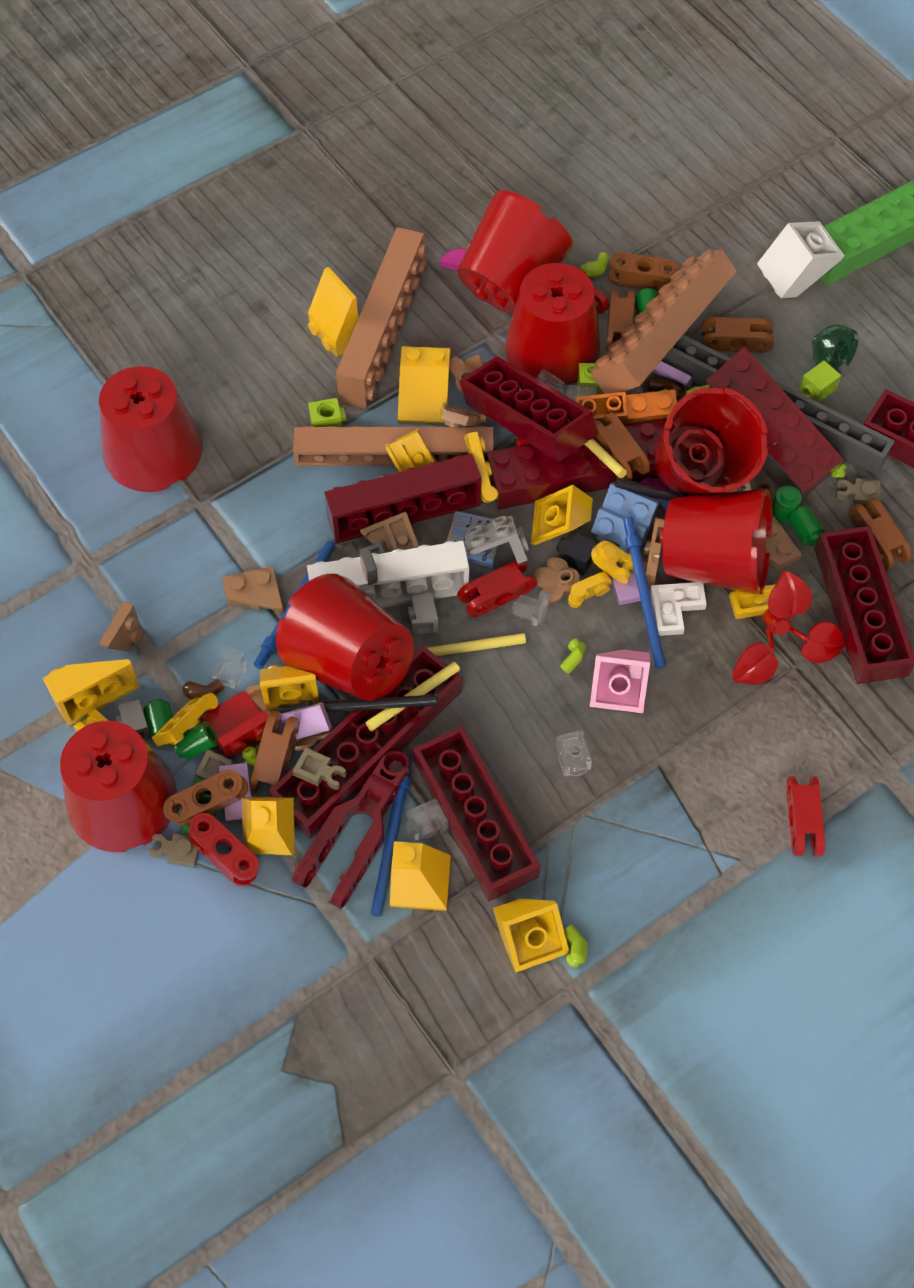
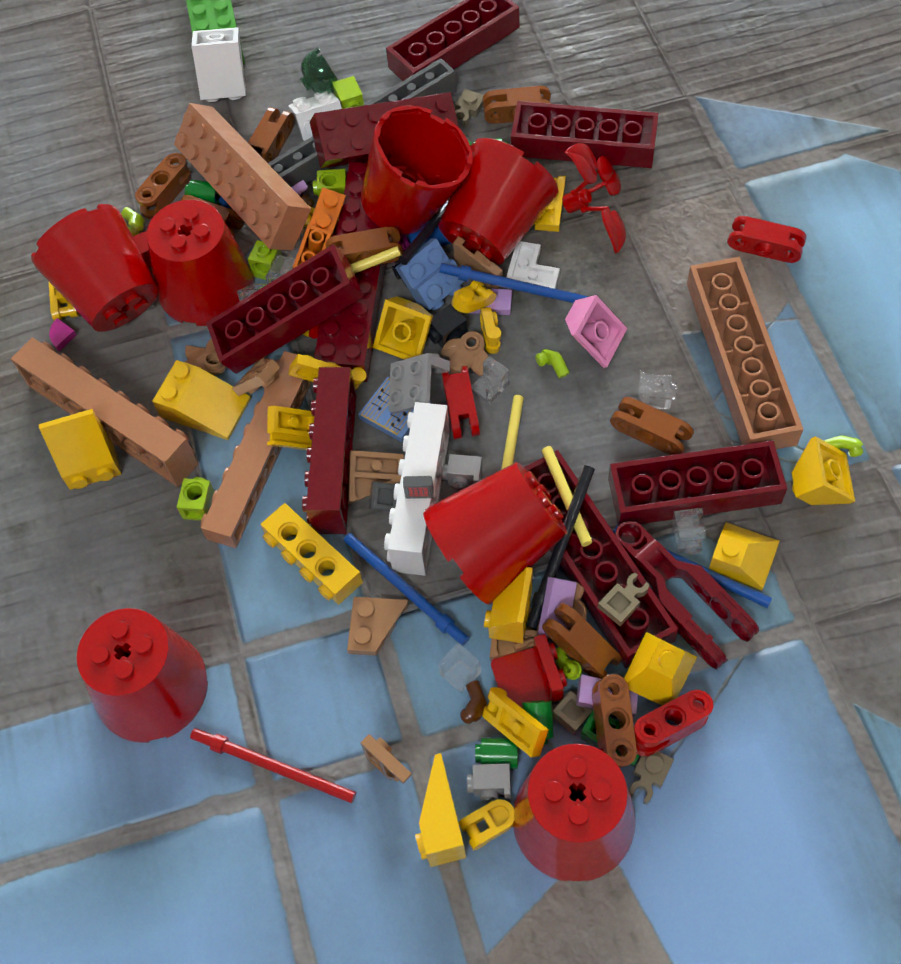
camera: 65 degrees left, 0 degrees up
(114, 515) = (221, 744): none -> red bar
(289, 552) = (287, 522): none -> yellow brick
(529, 761) = (651, 426): none -> dark orange piece
(642, 821) = (743, 354): none -> nougat brick
(785, 361) = (305, 108): none -> white bracket

